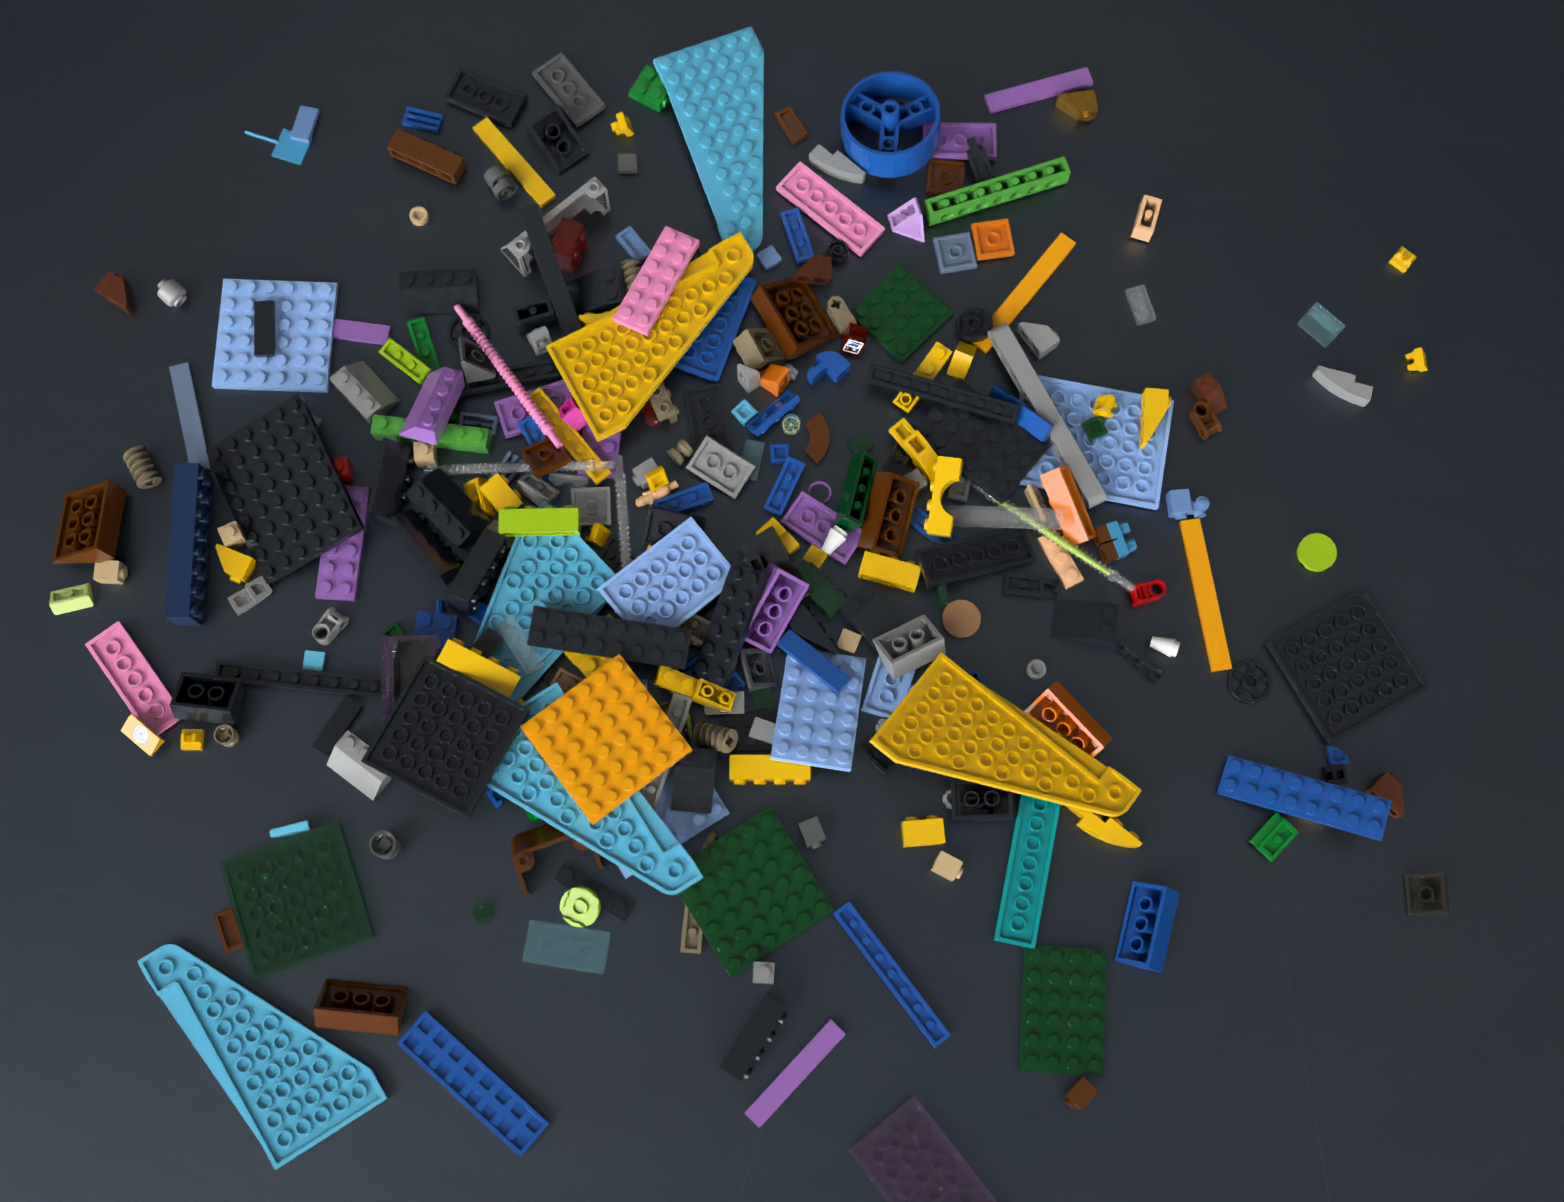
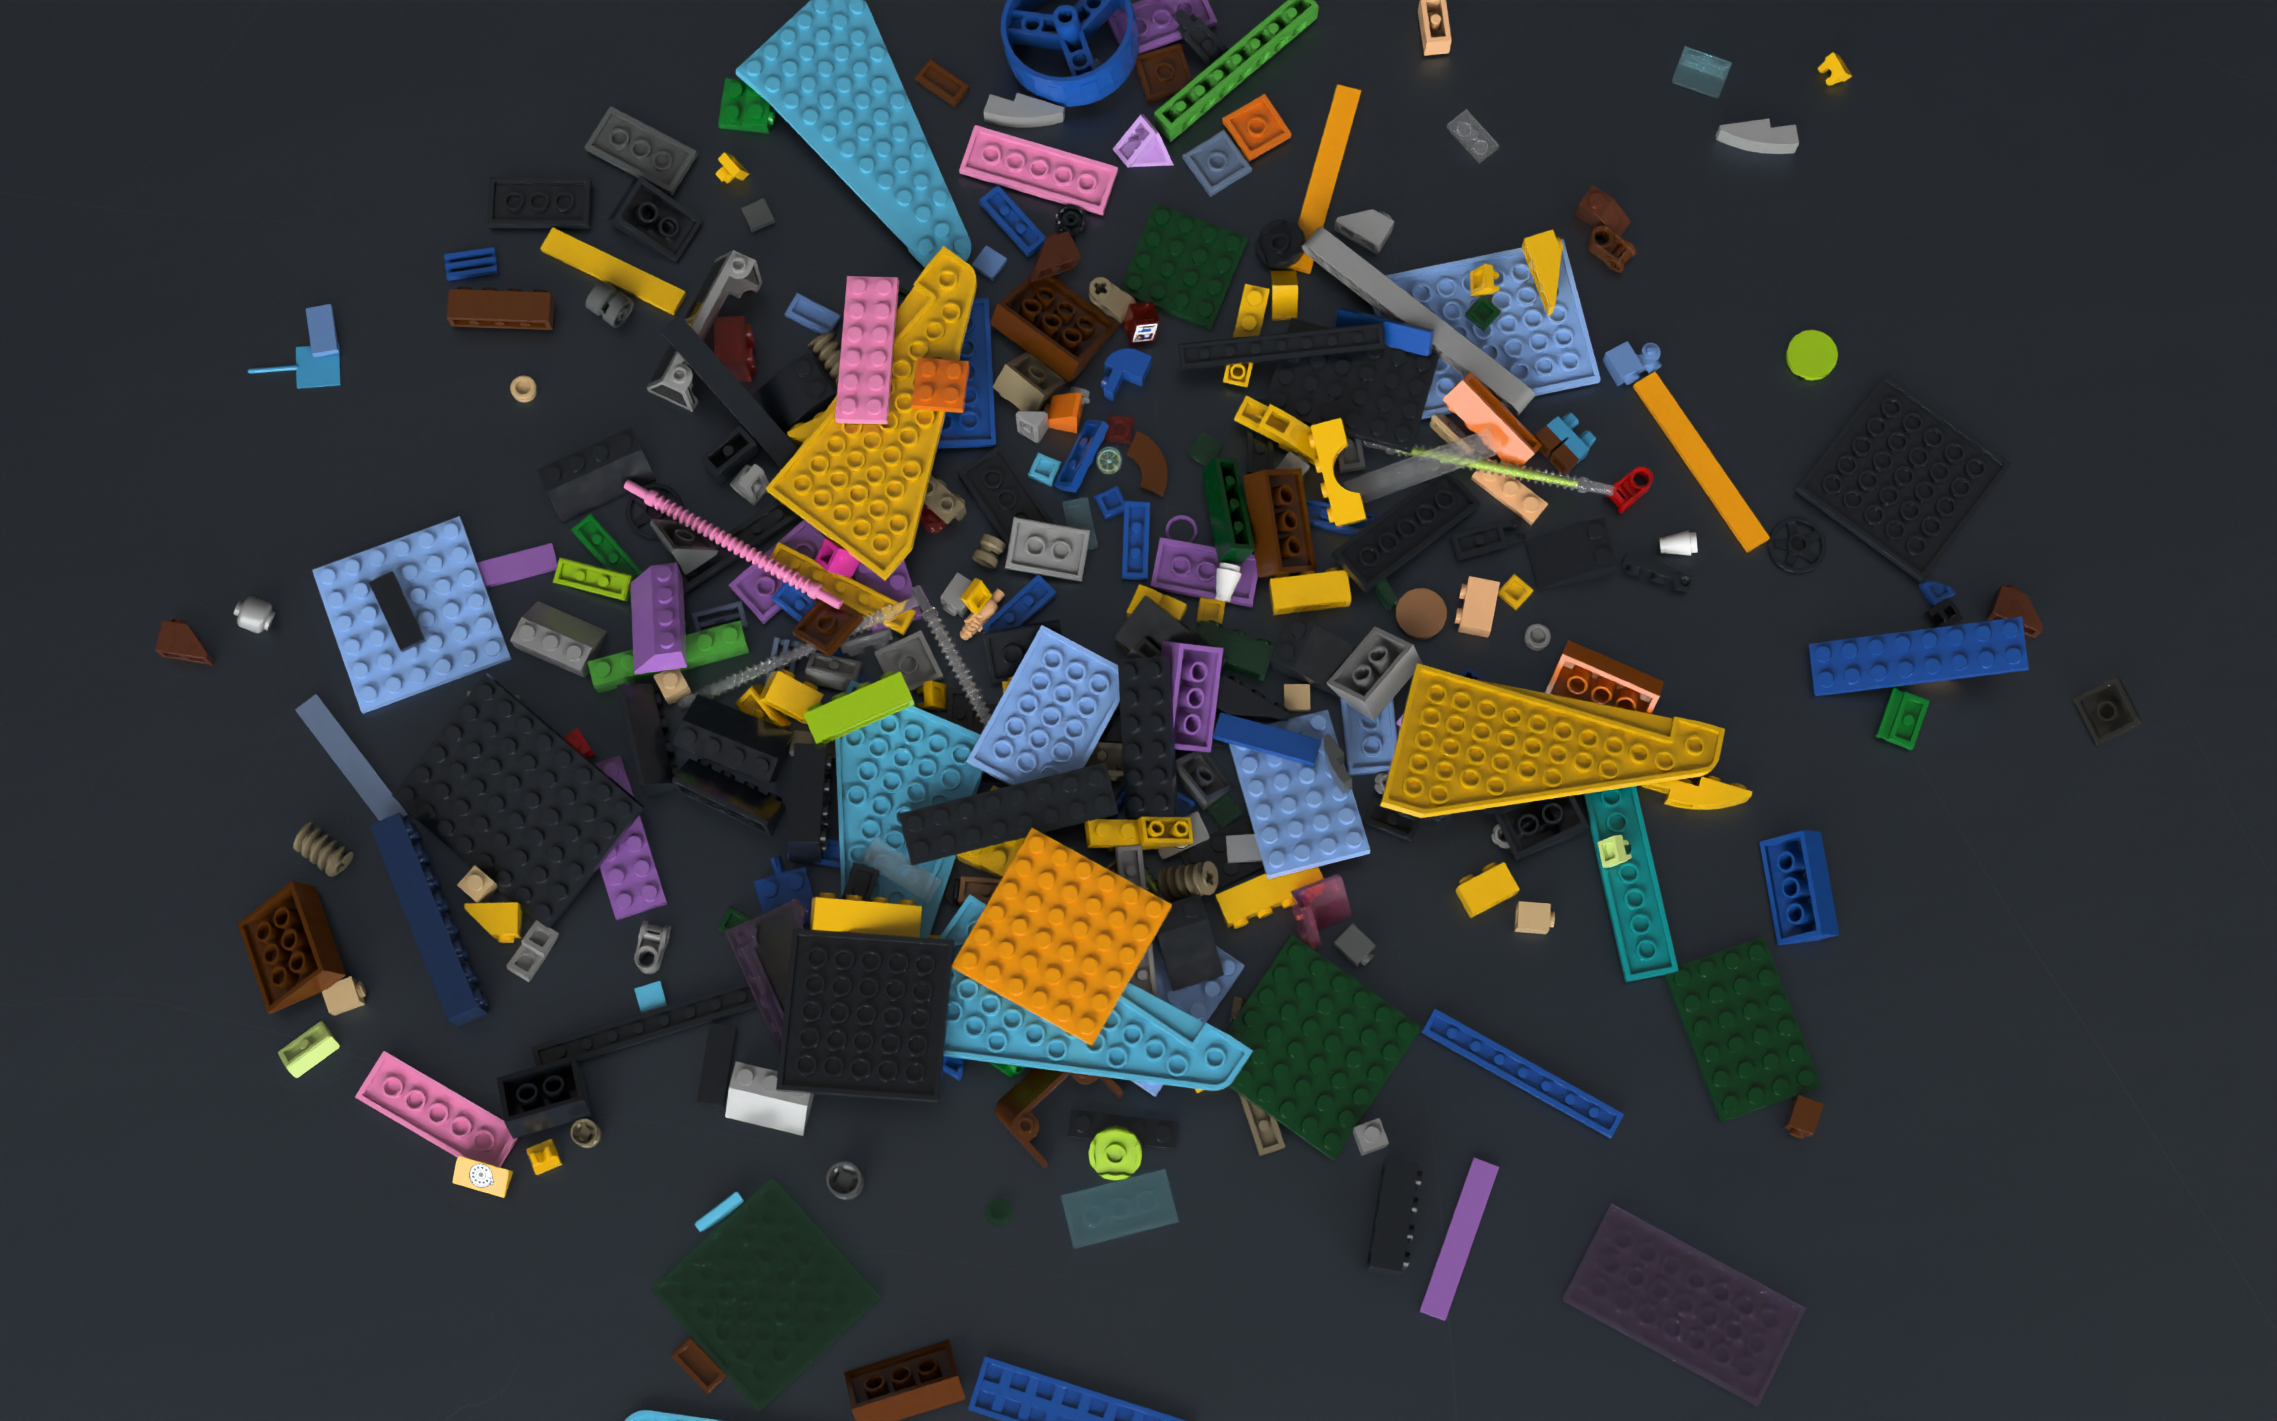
camera: 20 degrees left, 0 degrees up
(694, 324) = (940, 385): none -> orange plate
(799, 794) = (1319, 907): none -> clear pink bracket
(807, 406) = (1119, 429): none -> clear red tile
(853, 695) = (1334, 759): none -> dark grey slope
(1003, 630) = (1477, 607): none -> light nougat brick
(1023, 843) = (1613, 851): none -> yellowish green tile
(1034, 631) = (1515, 592): none -> yellow tile

